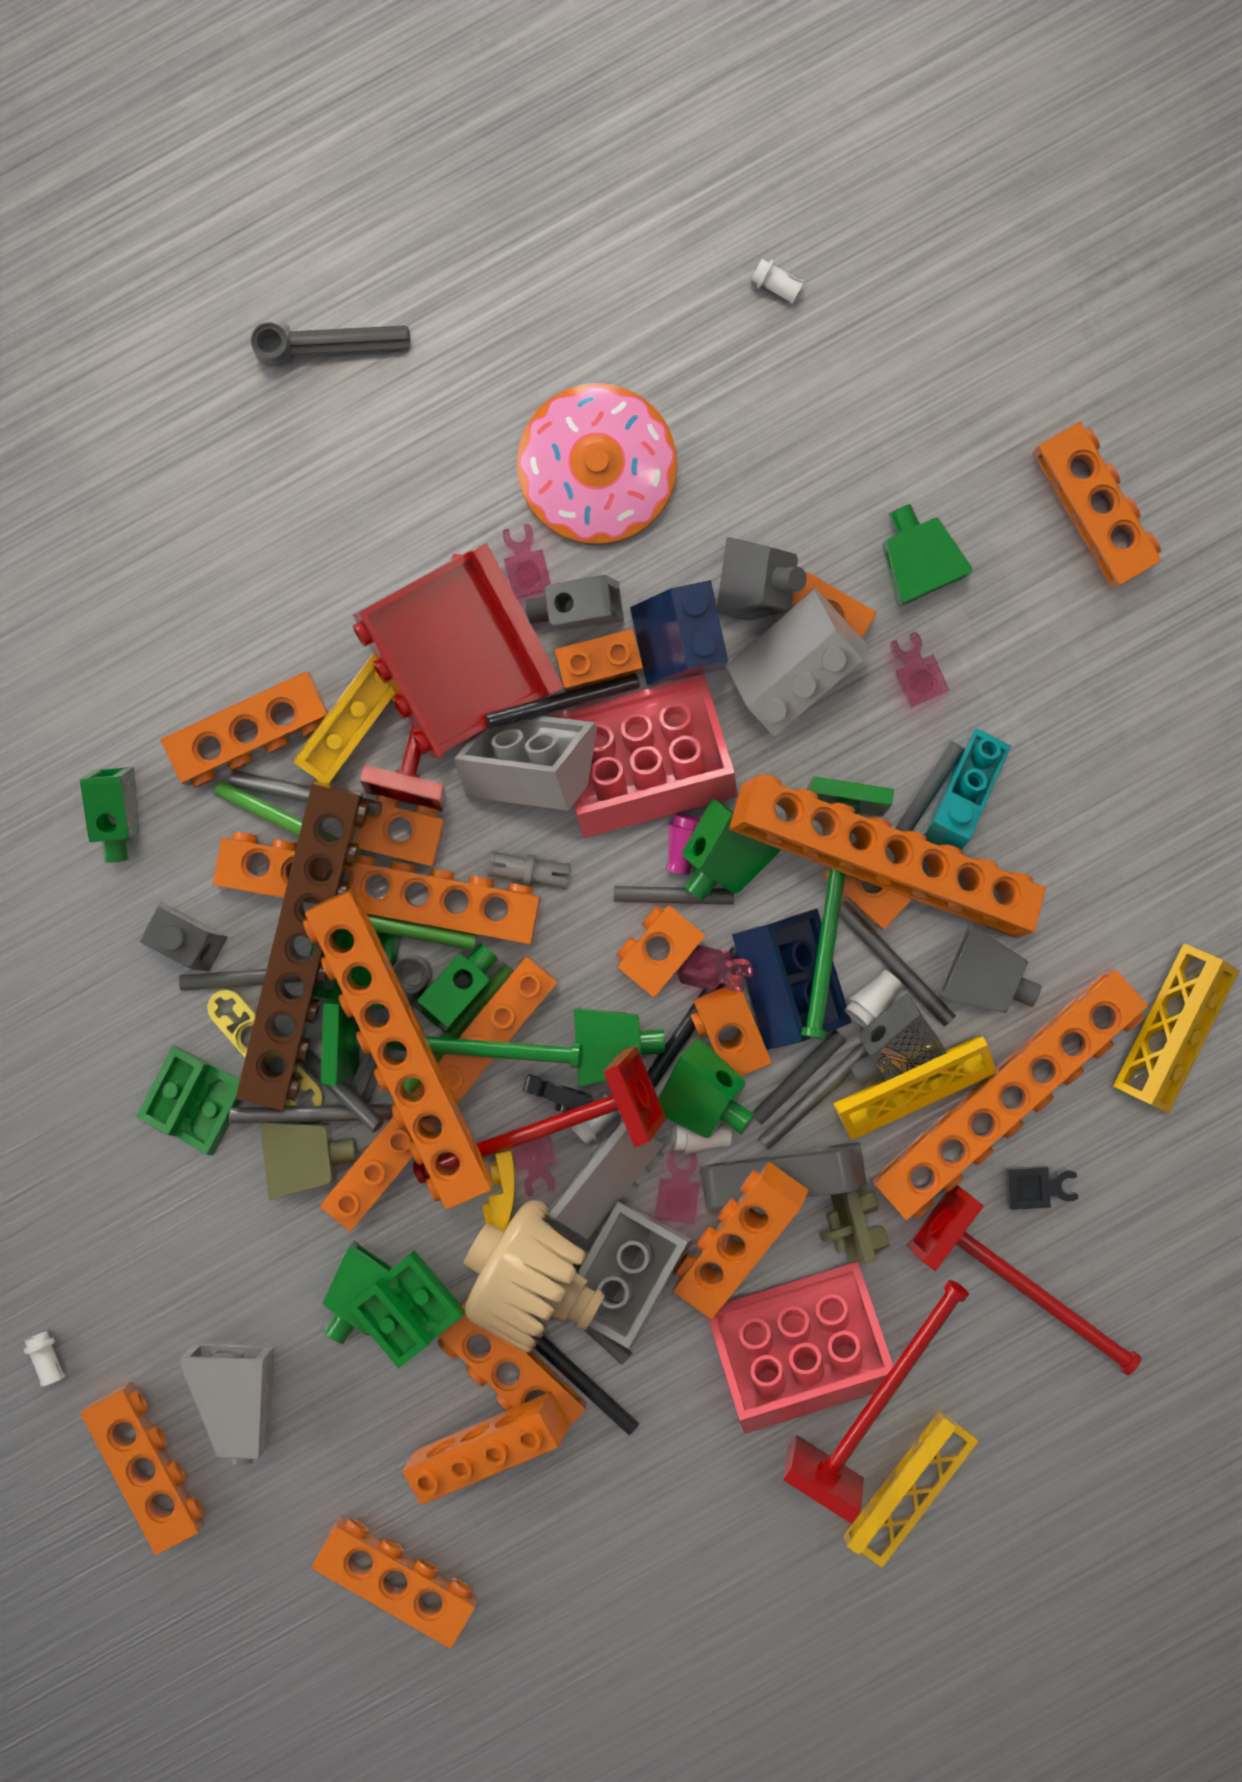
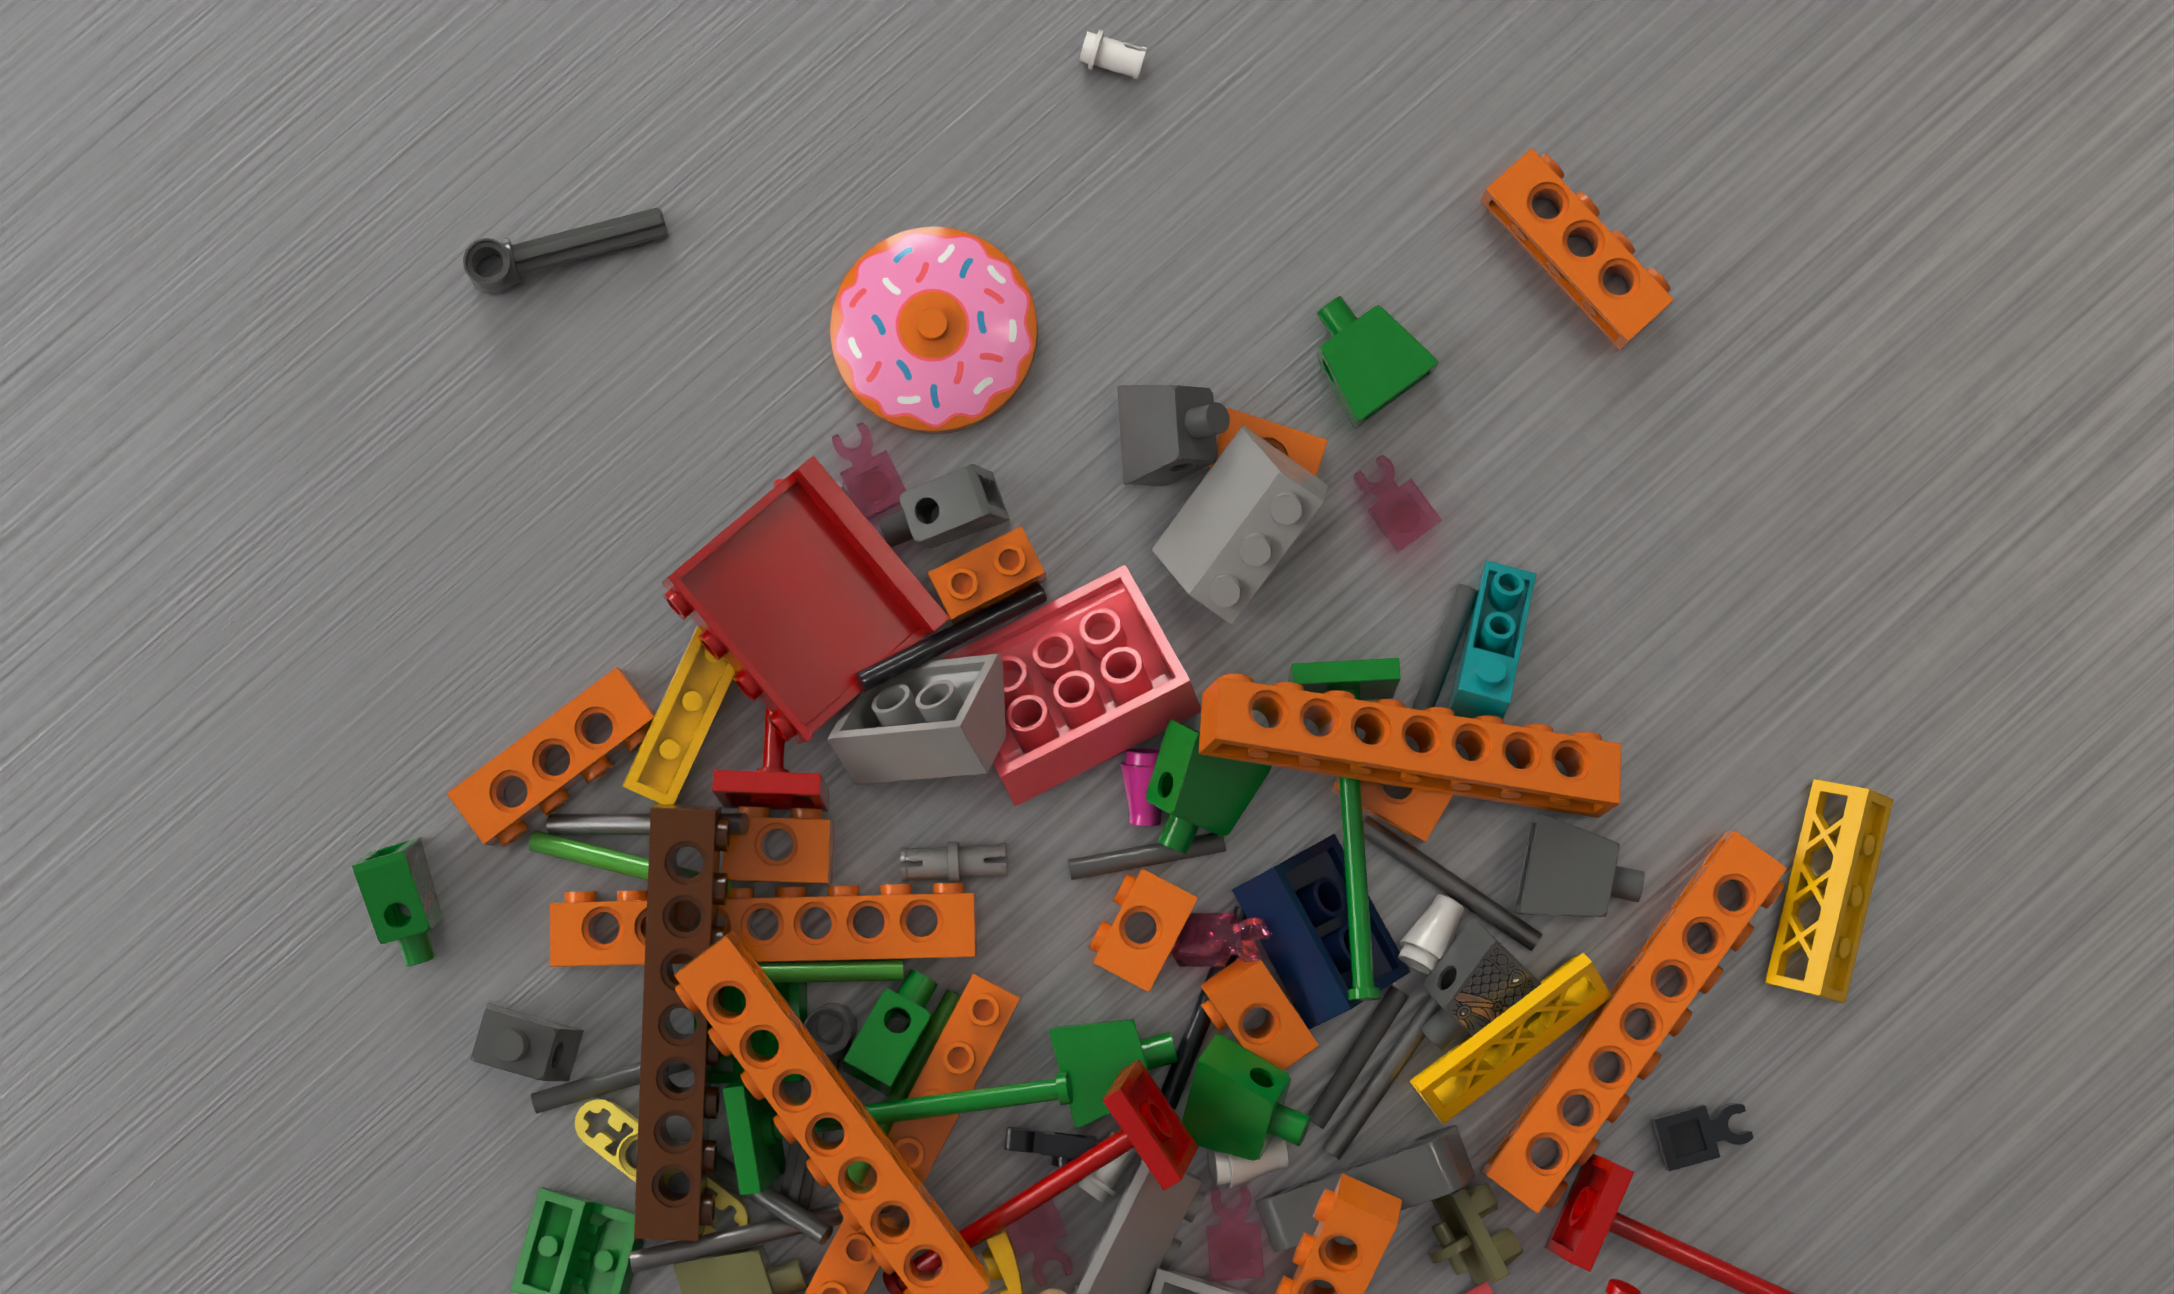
camera: 10 degrees left, 5 degrees down
(679, 633) = (1083, 519): dark blue slope -> none

